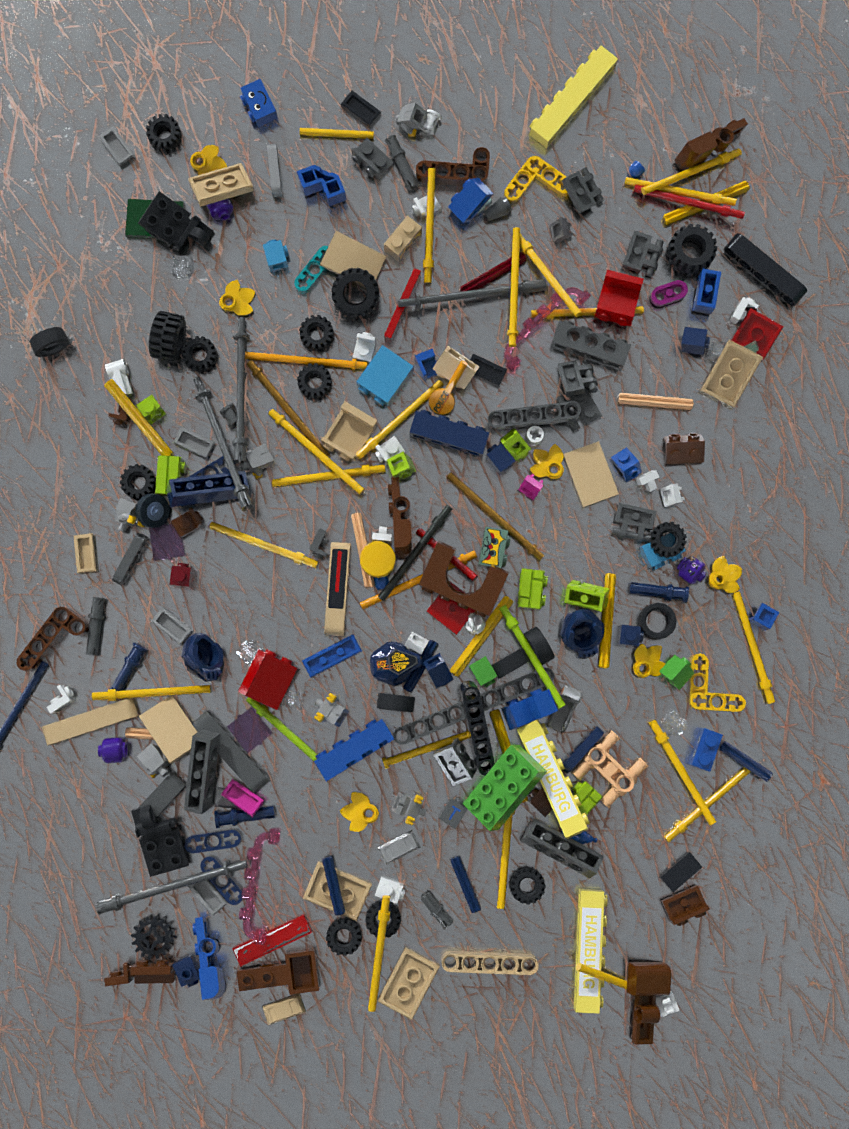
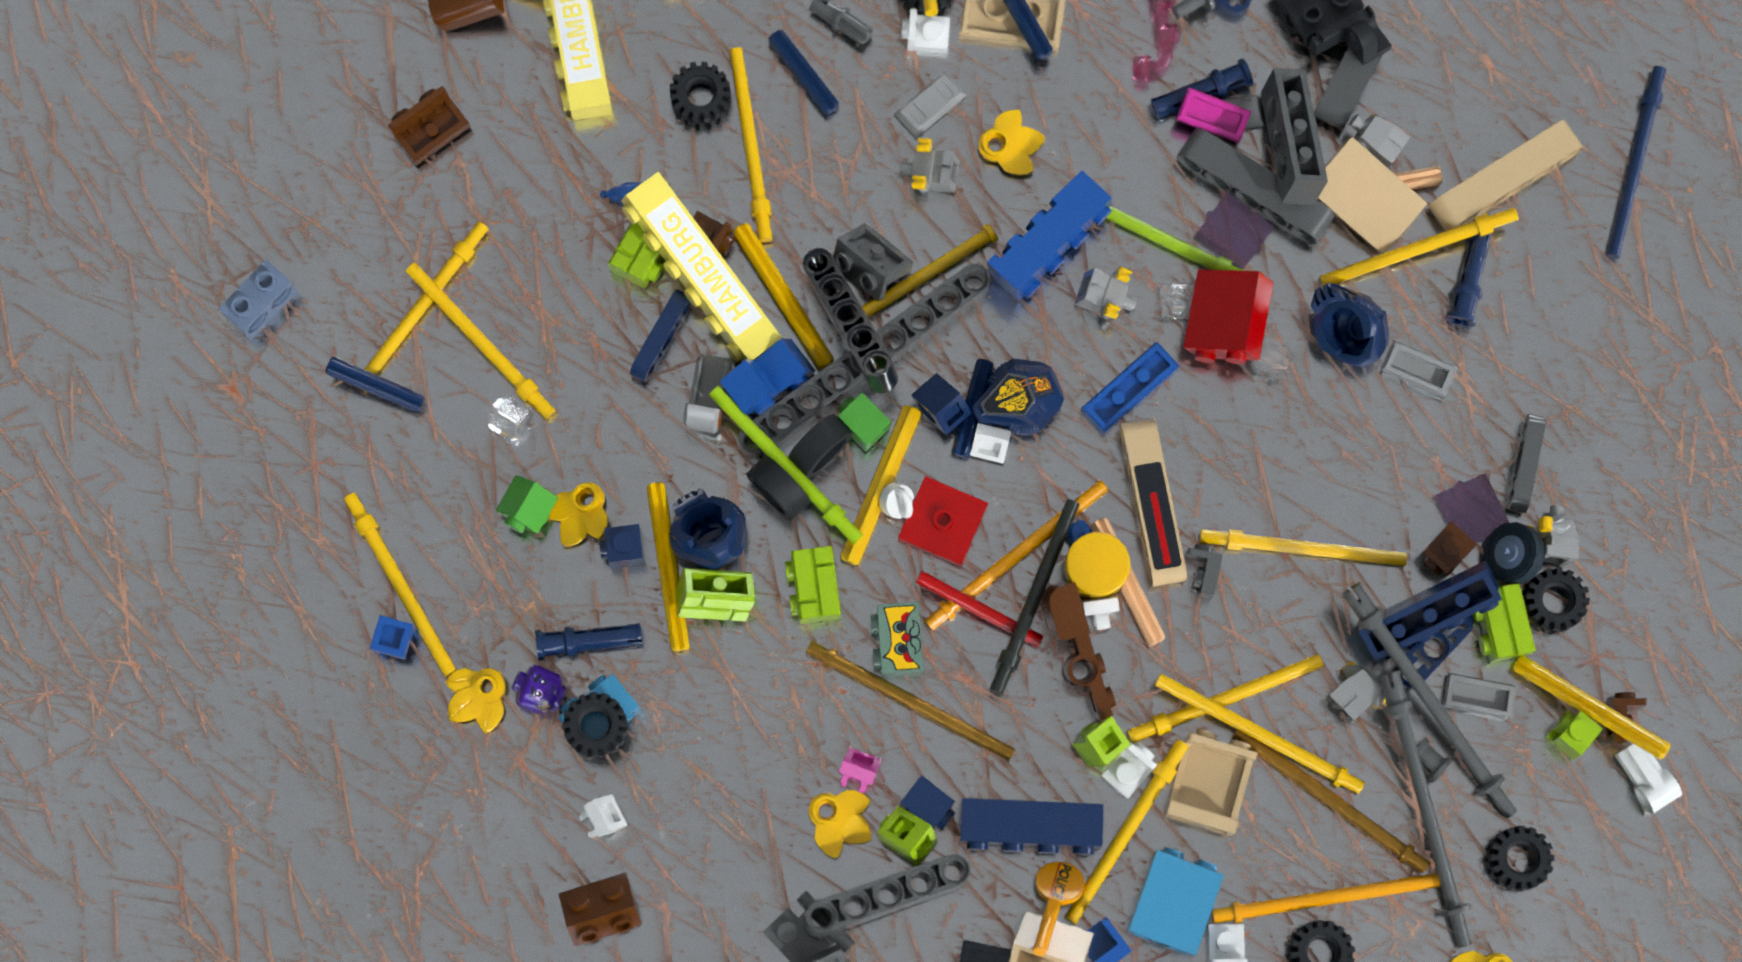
camera: 165 degrees right, 5 degrees down
(49, 642) = (1619, 290): reddish brown beam -> none
(59, 703) = (1560, 203): white bracket -> none
(85, 553) = (1607, 454): tan tile -> none
(95, 626) = (1549, 334): dark grey pin -> none
(113, 750) = (1452, 139): dark purple head -> none
(167, 336) = (1587, 868): black tyre -> none
(182, 576) = (1427, 454): dark red brick -> none
(198, 837) = (1266, 38): dark blue beam -> none
(314, 392) = (1320, 861): black tyre -> none
(395, 702) = (999, 331): black tyre -> none
(436, 579) = (983, 553): reddish brown arch -> none
(453, 812) = (854, 179): dark grey brick -> none
(504, 787) = (779, 234): bright green brick -> none
(540, 434) = (885, 856): white bush -> none
(561, 849) = (644, 159): dark grey brick -> none
(590, 474) = (758, 819): tan tile -> none
(610, 769) = (605, 314): light nougat piece -> none
(627, 464) = (697, 853): blue bracket -> none
(636, 517) = (660, 761): dark grey plate -> none
(648, 480) = (653, 834): white tile -> none
(671, 624) = (559, 569): black tyre -> none
(680, 871) = (447, 179): black tile -> none
(703, 690) = (474, 486): yellow beam -> none
(705, 749) = (449, 386): blue brick -> none
(801, 826) = (258, 299): none -> sand blue brick

